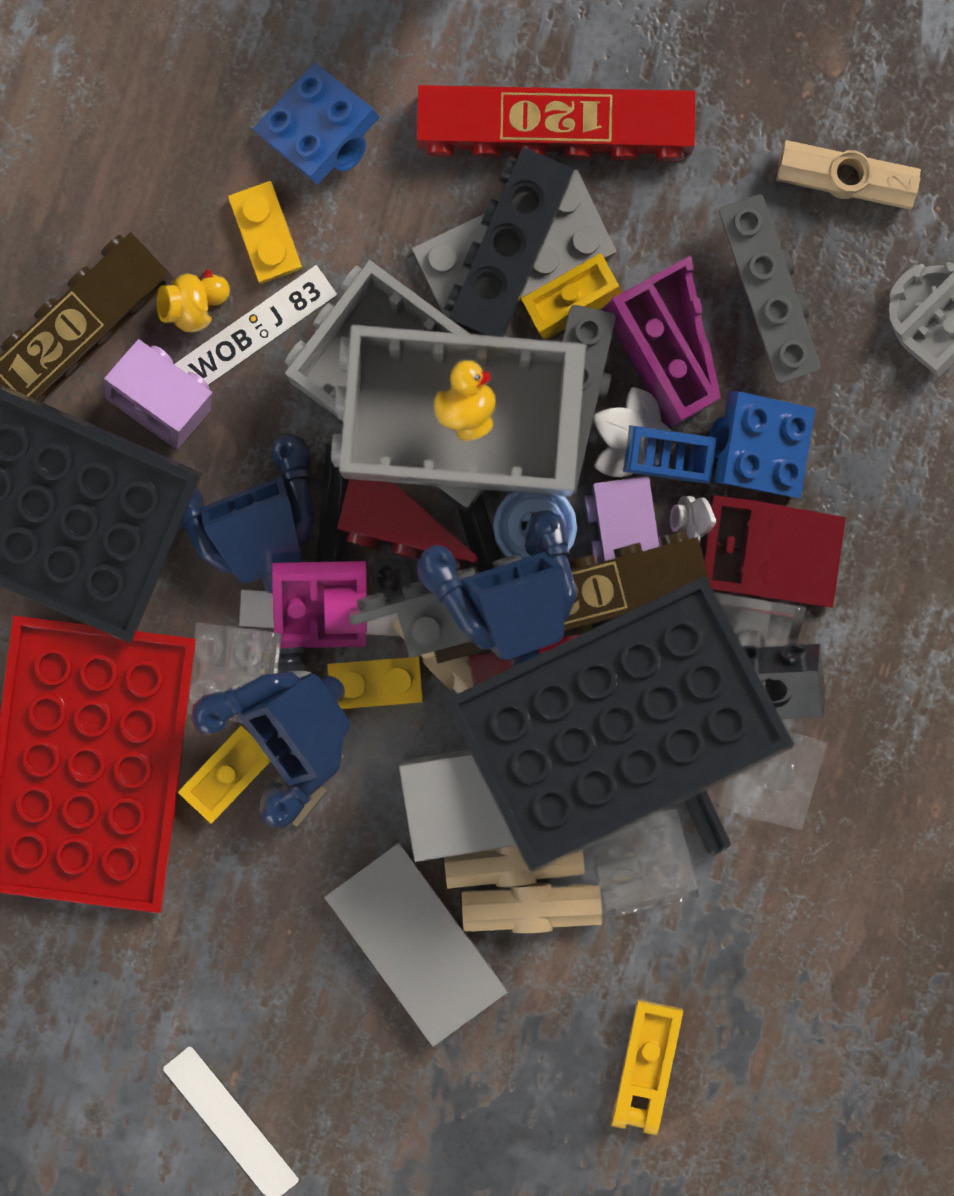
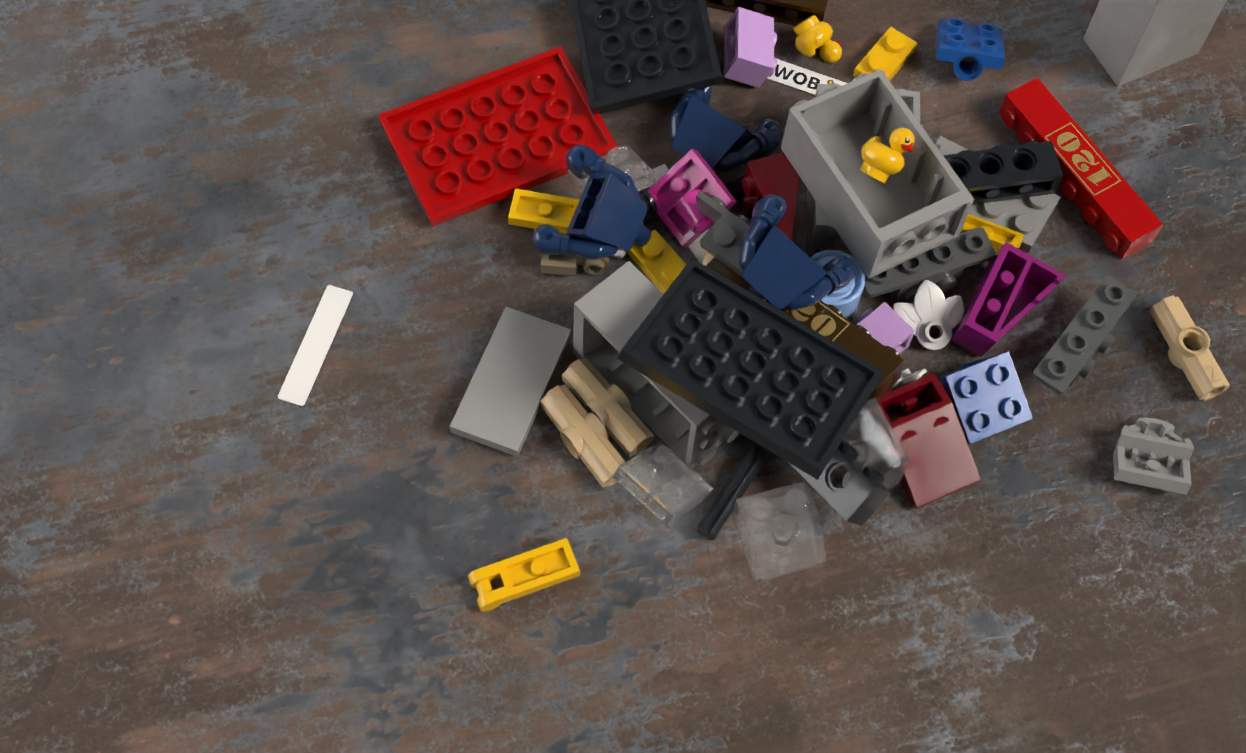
camera: 50 degrees right, 25 degrees down
(700, 456) = (947, 333): blue slope -> none

